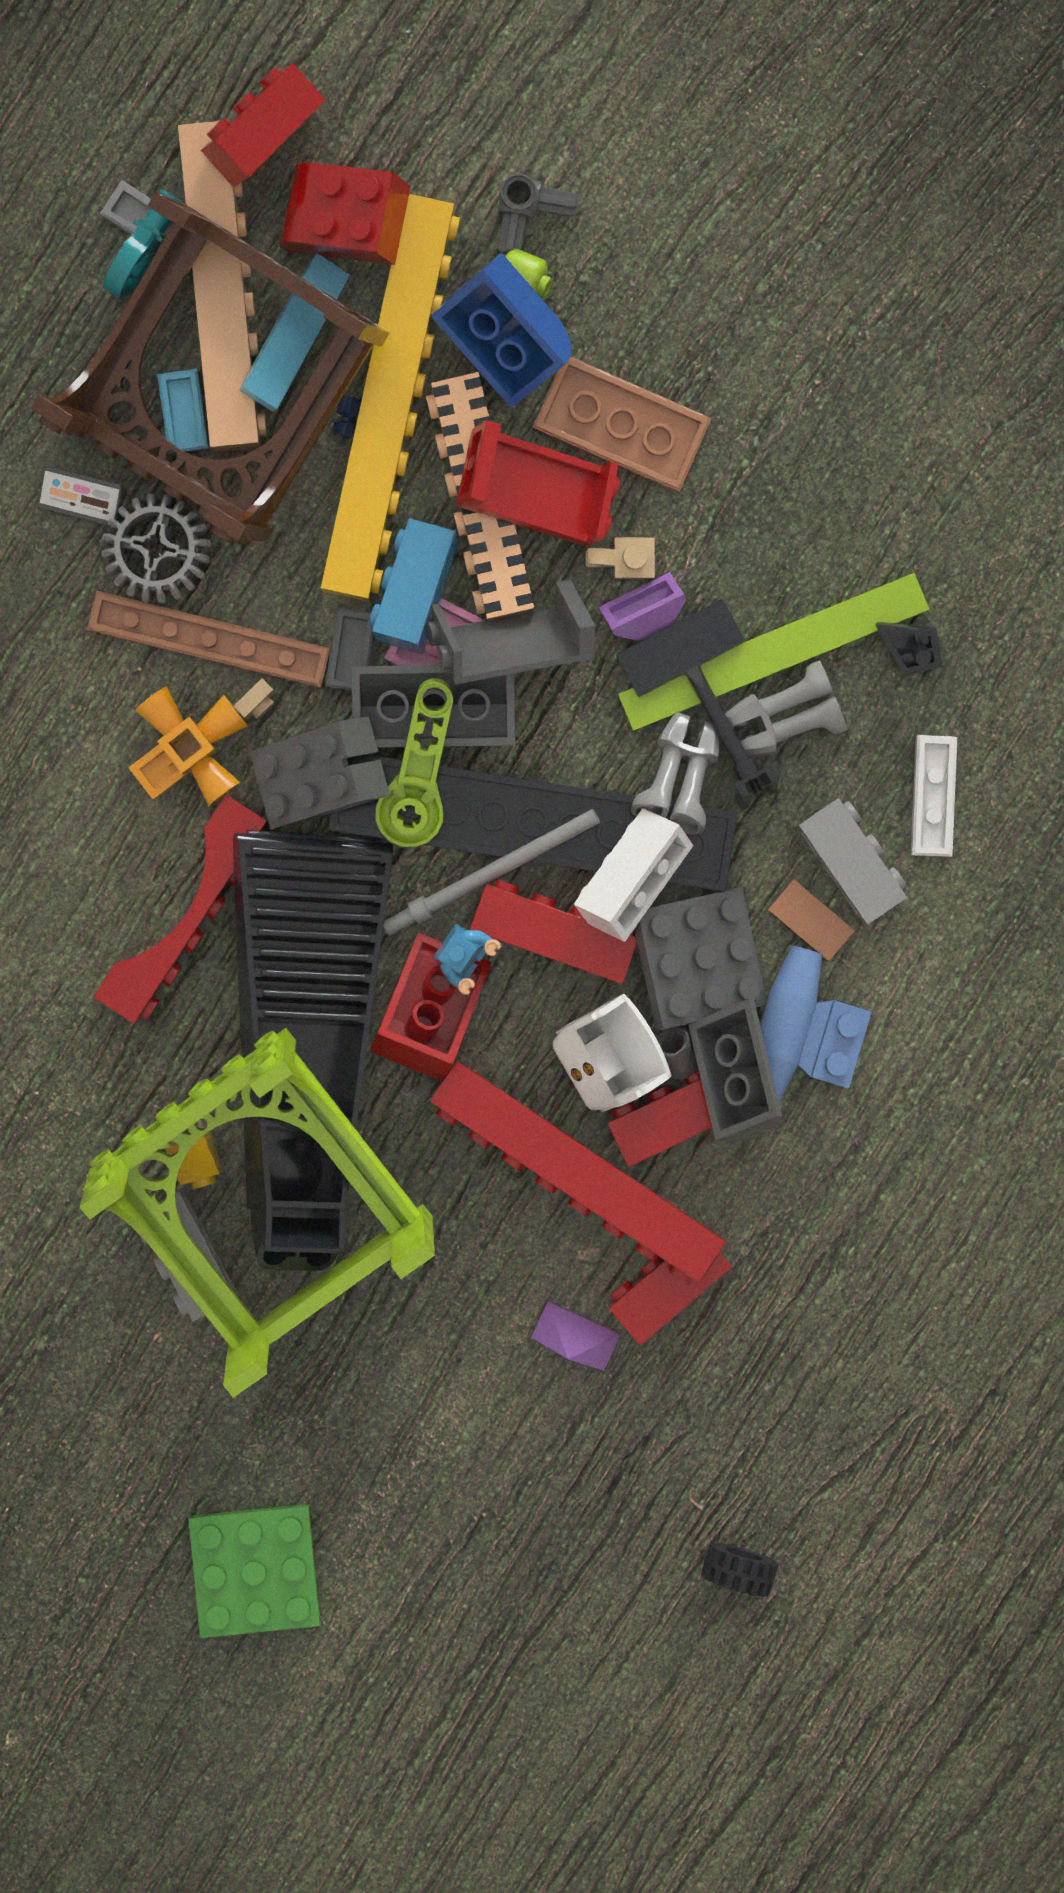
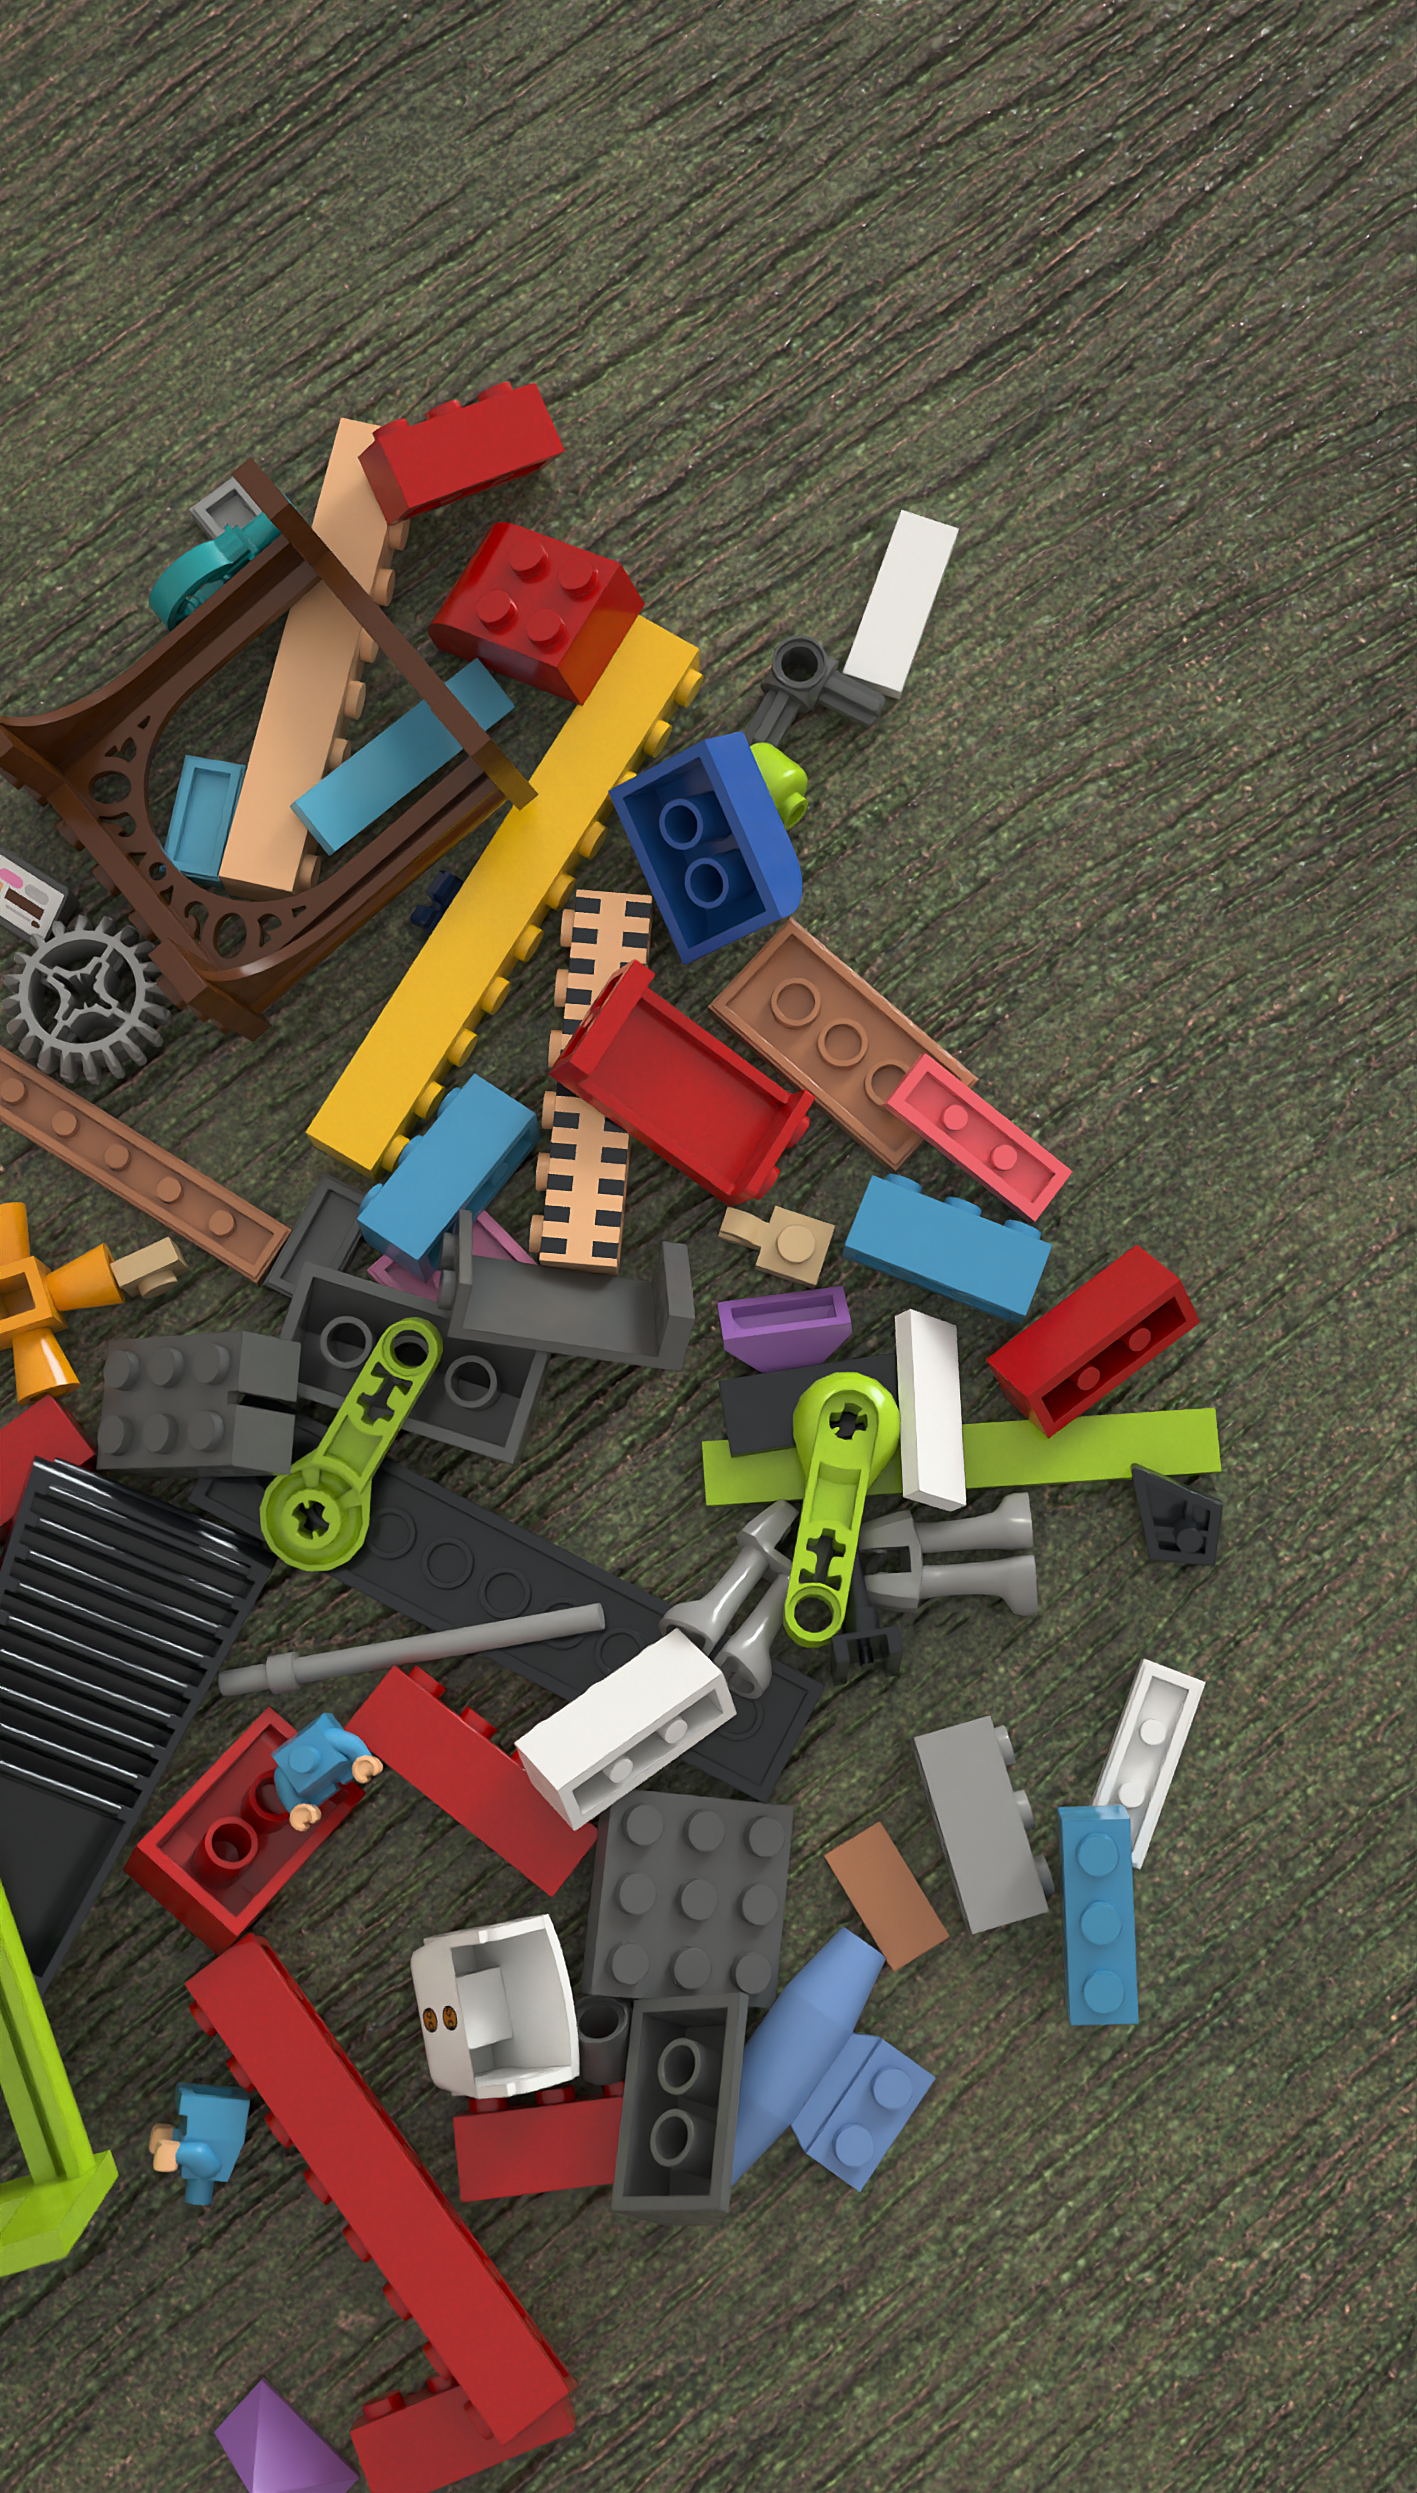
camera: 20 degrees right, 10 degrees down
(471, 1182) = (205, 2140): none -> dark azure piece
(566, 127) = (900, 603): none -> white tile
(707, 694) = (836, 1486): none -> lime beam
(722, 456) = (977, 1138): none -> coral plate
(726, 529) = (947, 1248): none -> dark azure brick
(747, 631) = (930, 1411): none -> white tile
(830, 557) = (1093, 1340): none -> red brick
(935, 889) = (1097, 1915): none -> dark azure brick

